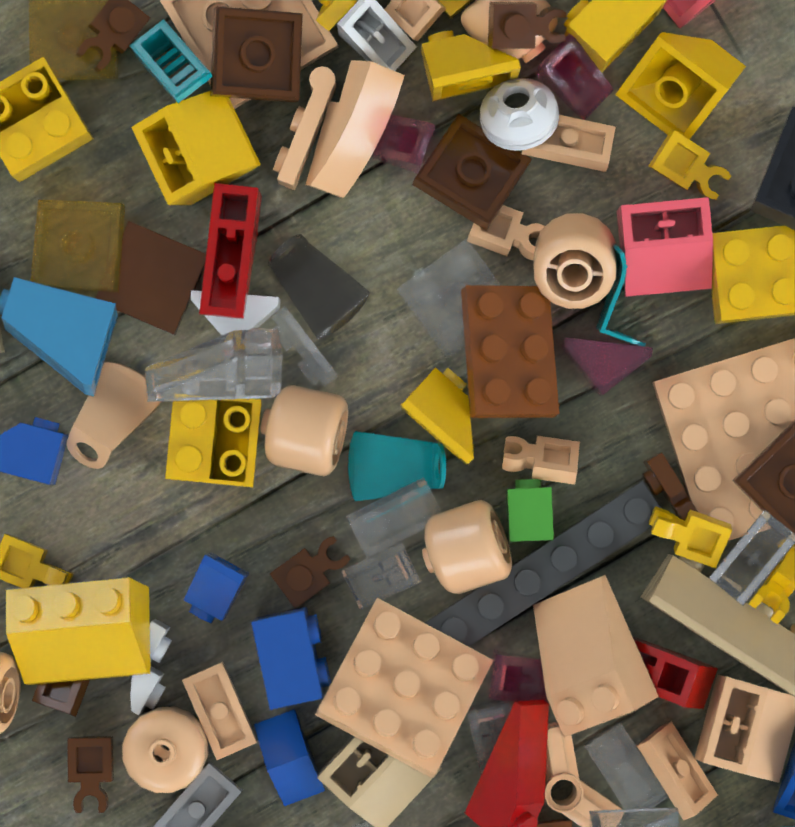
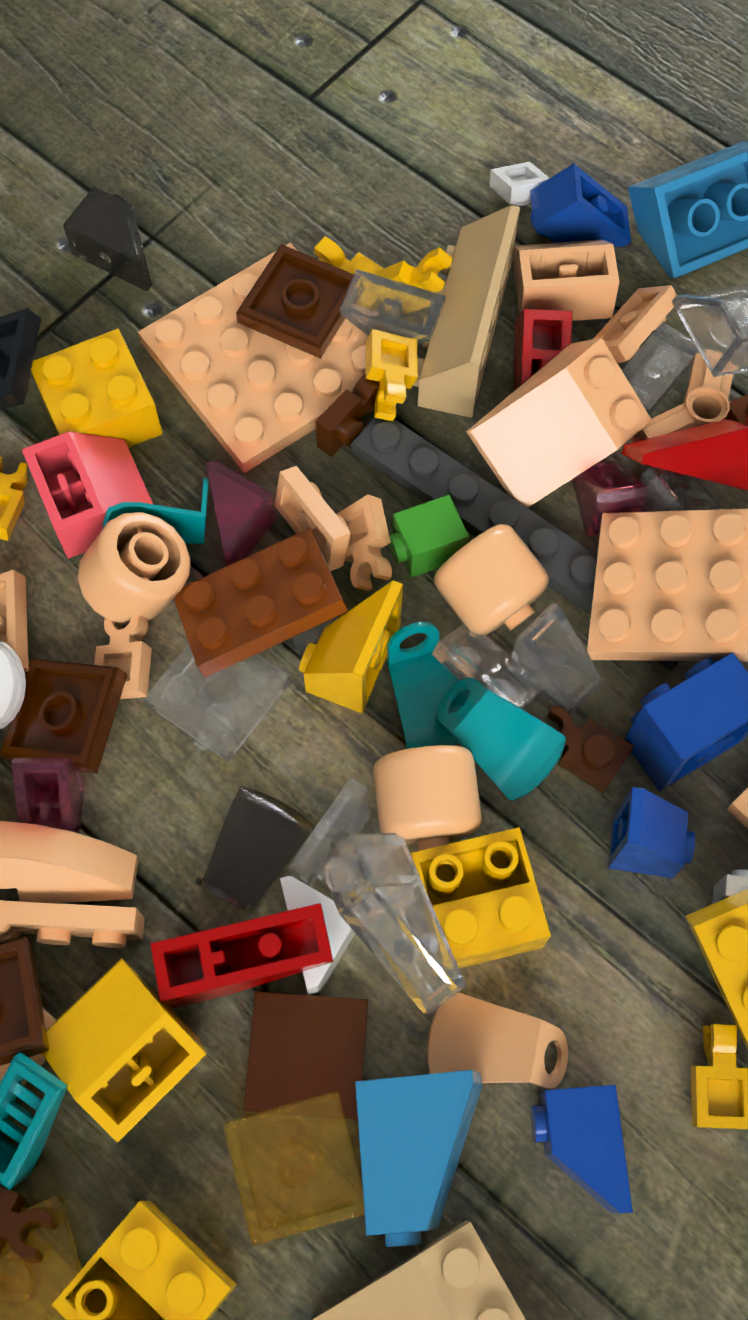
camera: 110 degrees left, 20 degrees down
(333, 503) = (504, 739): none -> teal piece
(590, 418) = (304, 508): none -> light nougat plate

